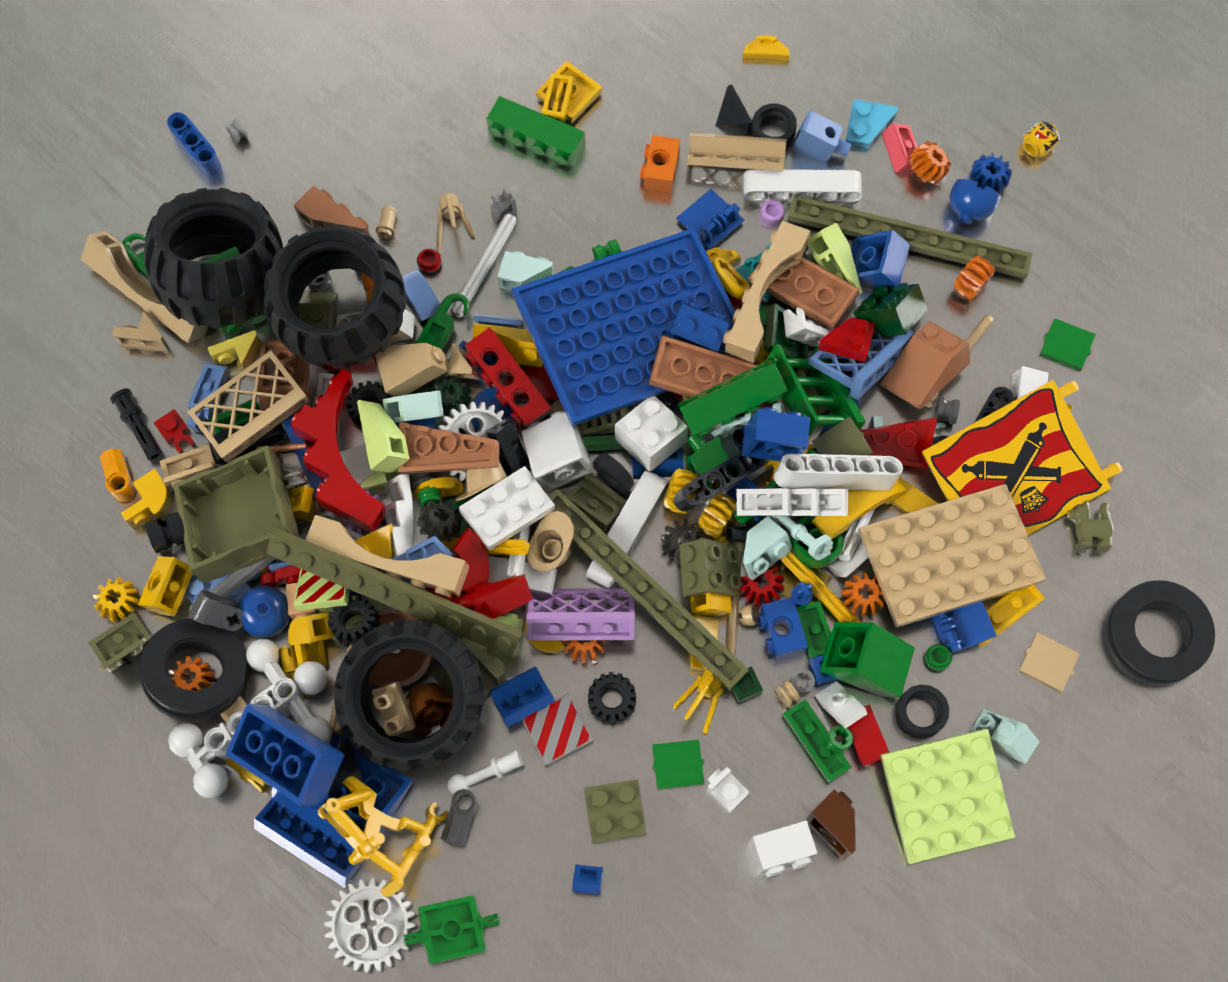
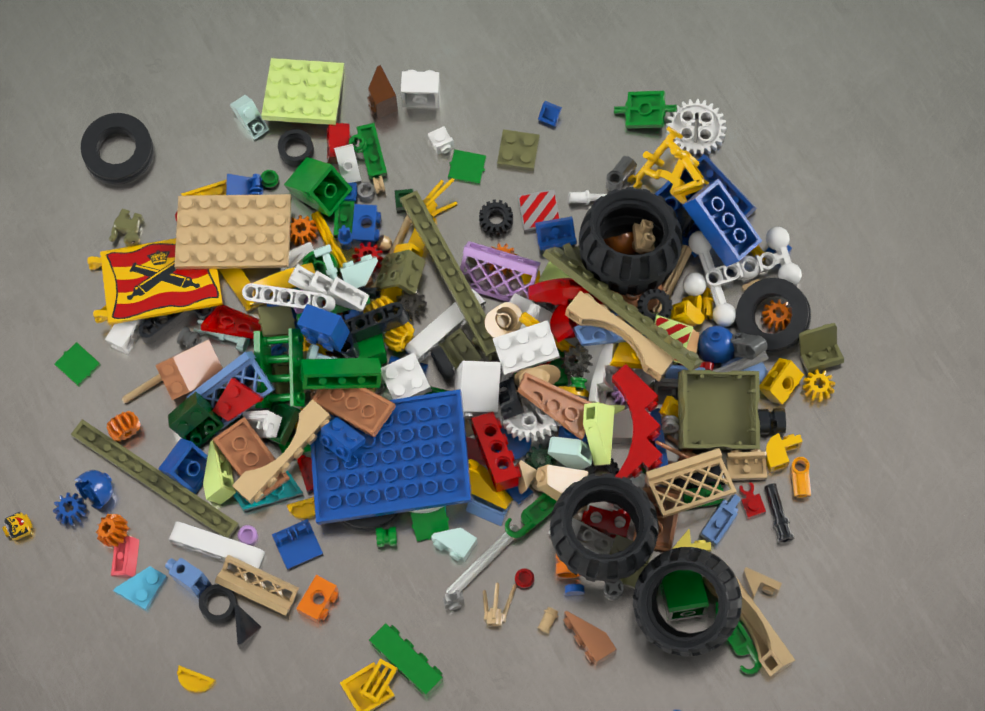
camera: 160 degrees left, 0 degrees up
(420, 295) = (540, 549): medium blue slope -> none
(730, 278) = (303, 482): yellow beam -> none
(1049, 662) = (197, 155): tan piece -> none

